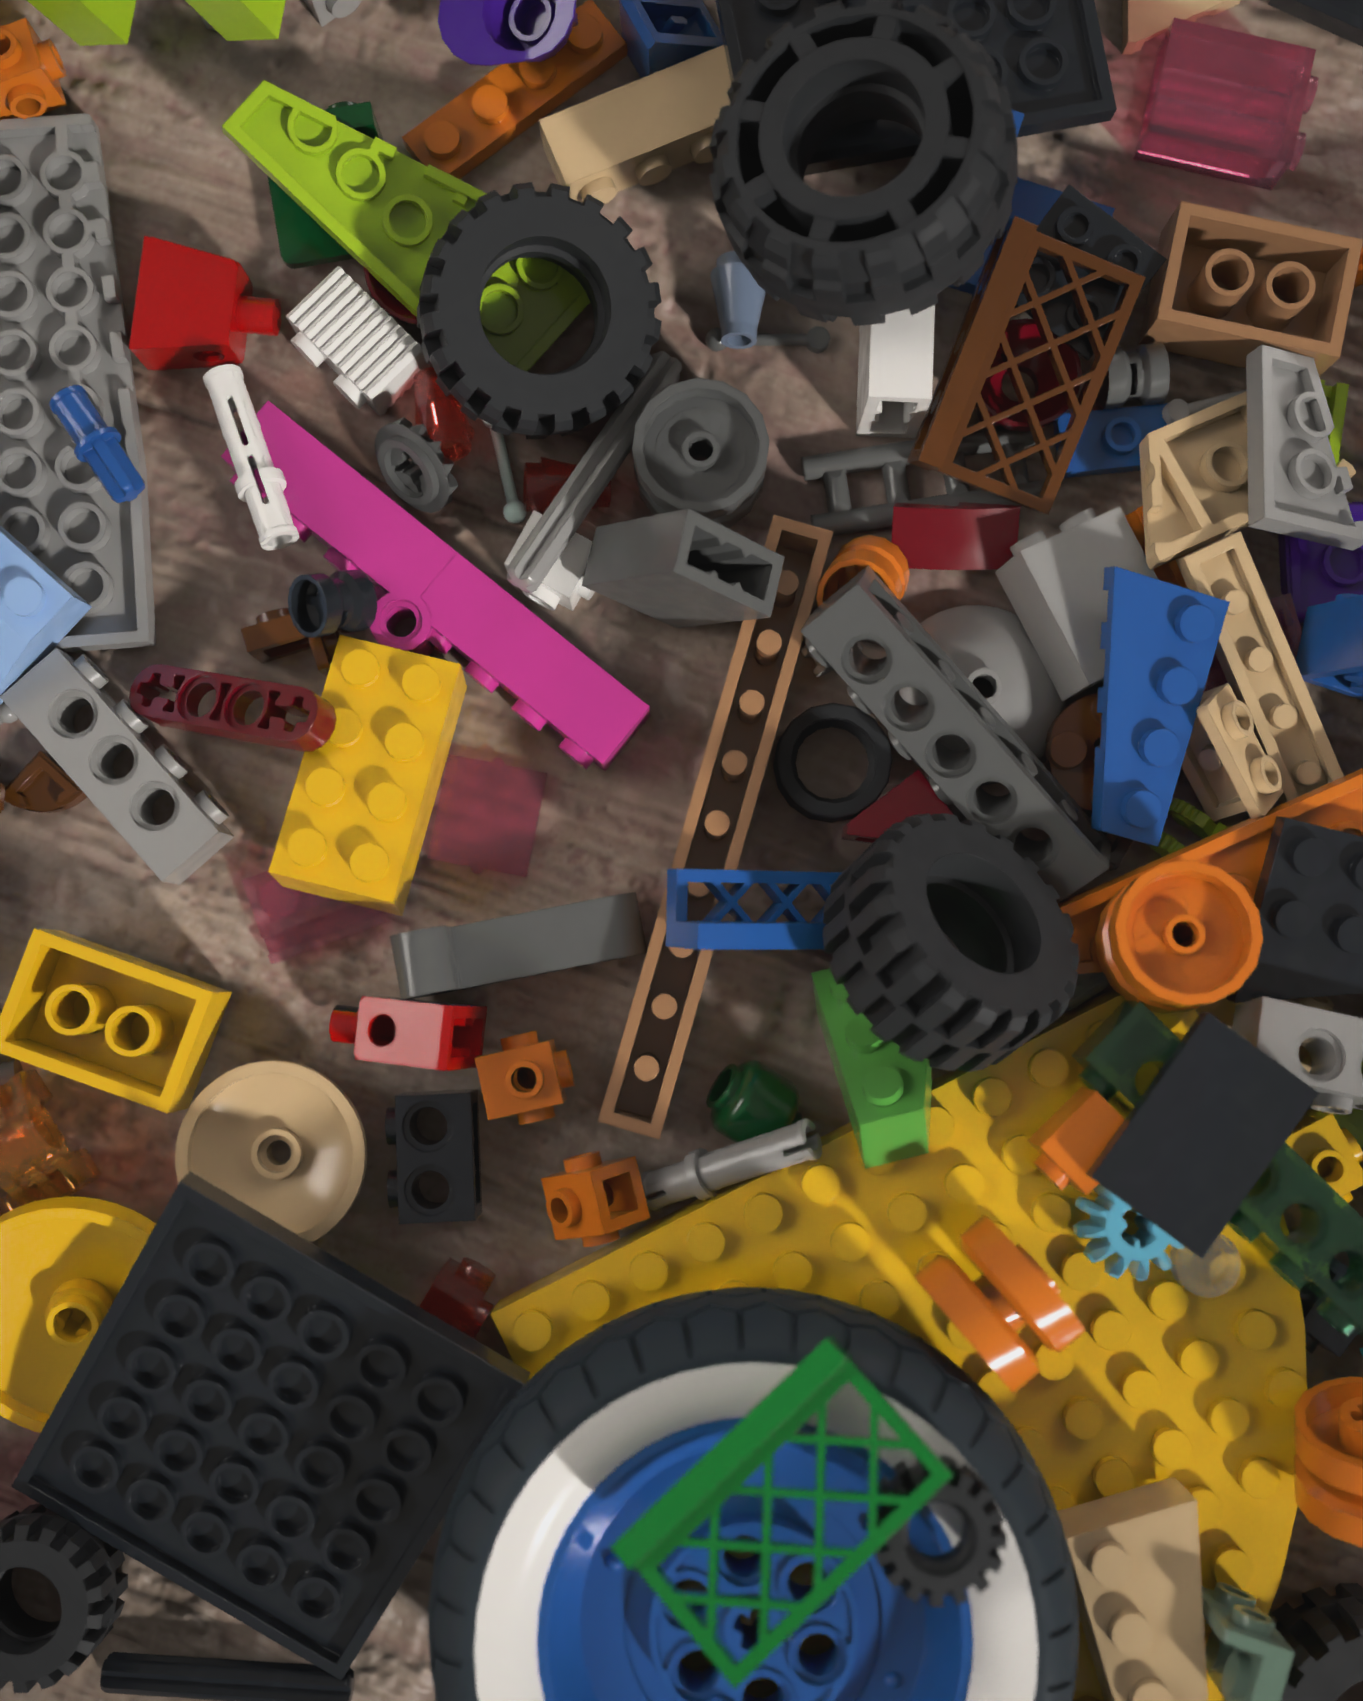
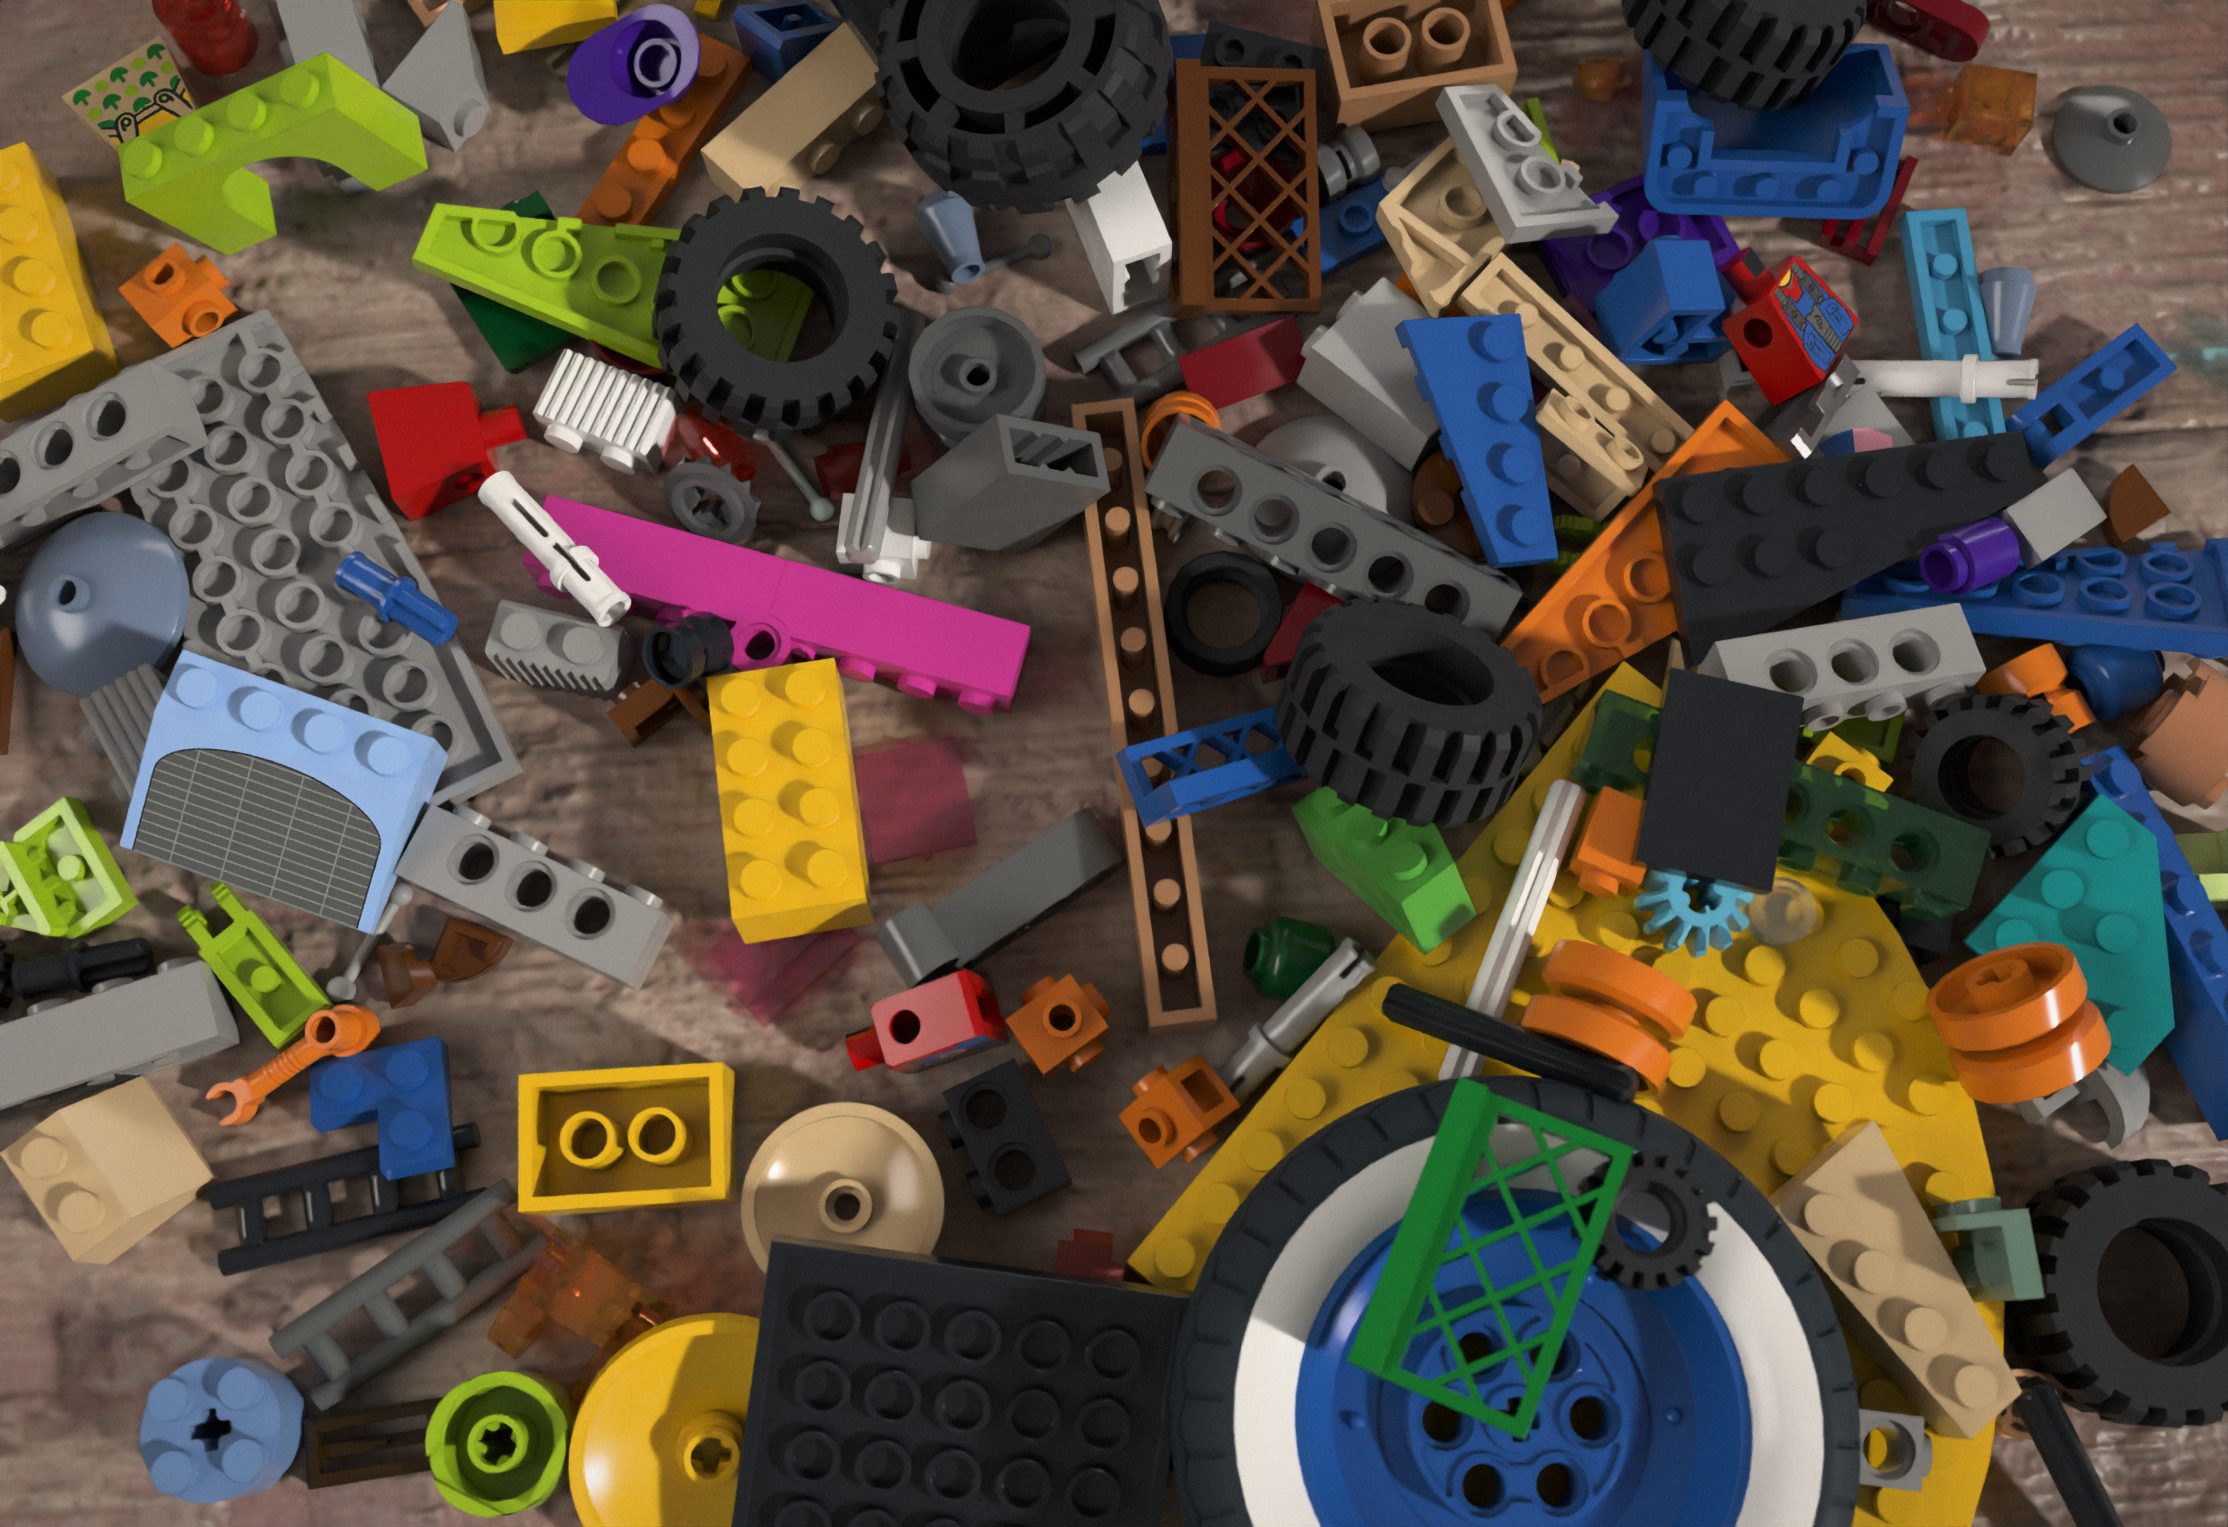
camera: 25 degrees left, 10 degrees down
(225, 550) = (560, 650): none -> light grey brick
(232, 700) = (626, 783): dark red beam -> none
(903, 1292) = (1510, 1043): none -> black axle
(954, 1181) = (1519, 917): none -> white axle
(1216, 931) = (1613, 620): orange wheel -> none

